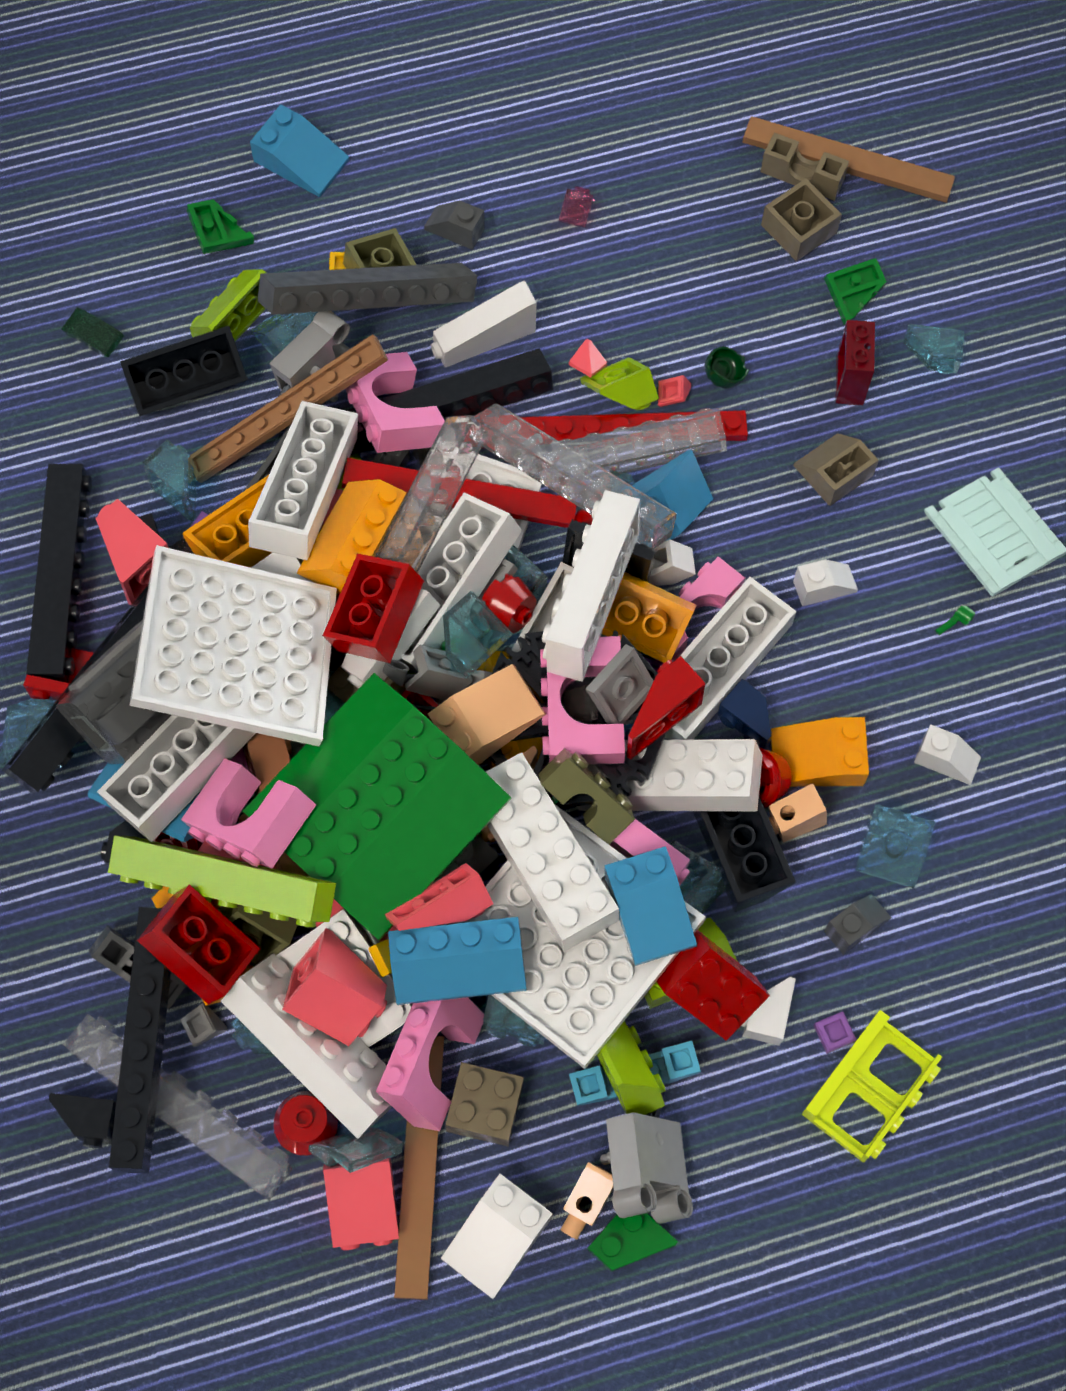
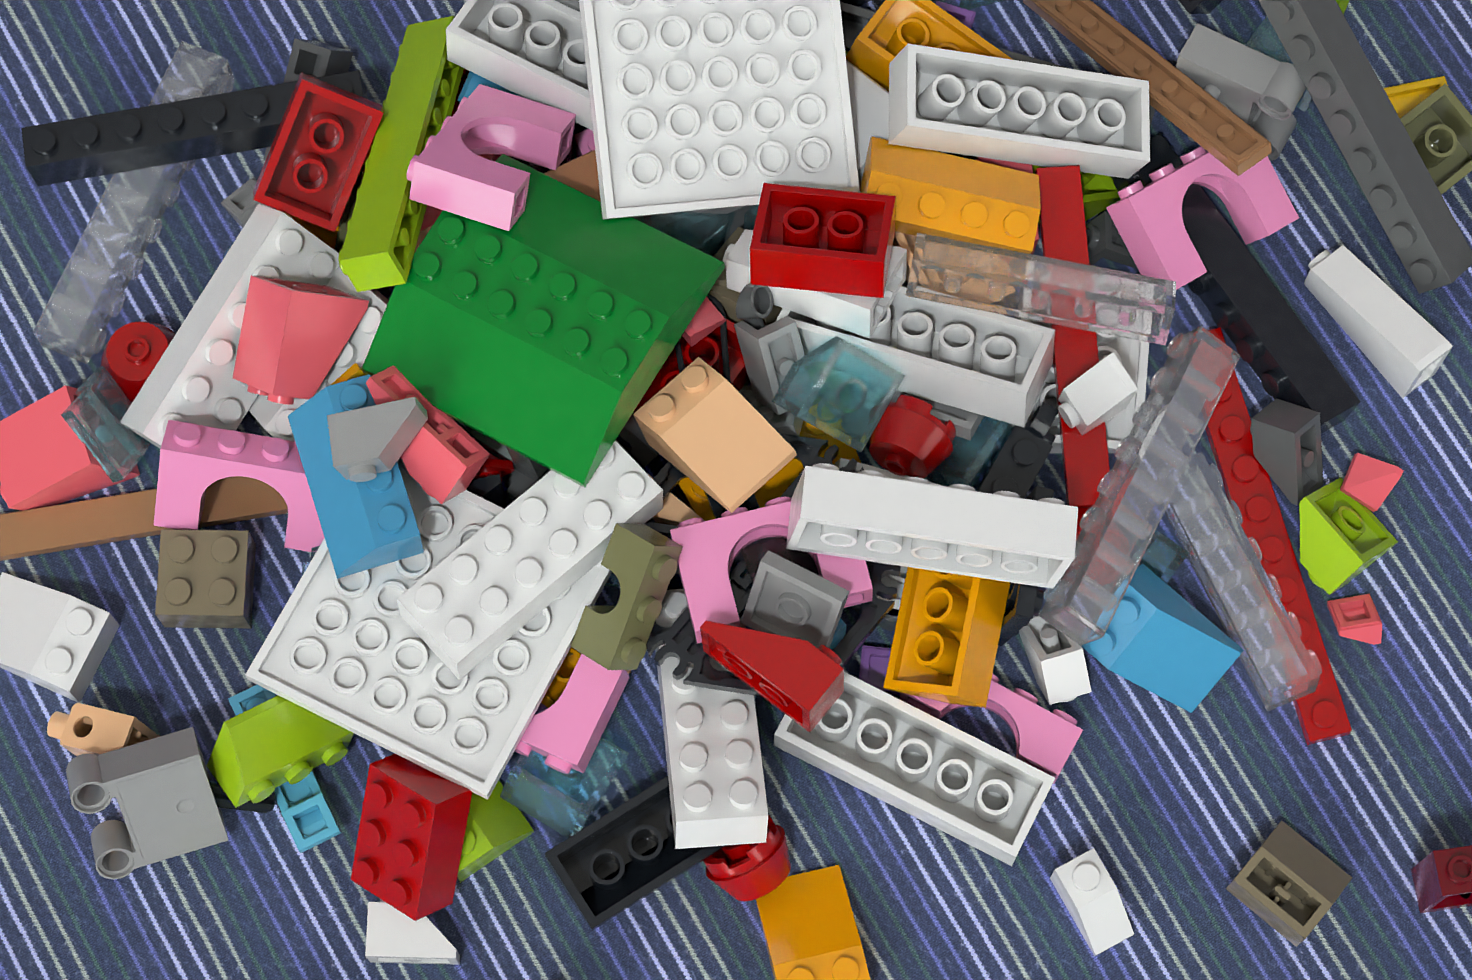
camera: 80 degrees right, 5 degrees up
(86, 1117) = (100, 86): black slope -> none
(446, 929) = (373, 437): none -> light grey slope
(511, 480) = (1097, 395): none -> white slope
(542, 550) = (1021, 454): none -> black hinge
(557, 396) = (1289, 447): none -> dark grey slope
(630, 1241) = (50, 802): green wing -> none
(650, 905) = (480, 712): dark azure slope -> none
(725, 367) = (1415, 685): dark green hair -> none
(747, 712) = (851, 825): dark blue slope -> none
(805, 809) = (704, 920): light nougat torso -> none

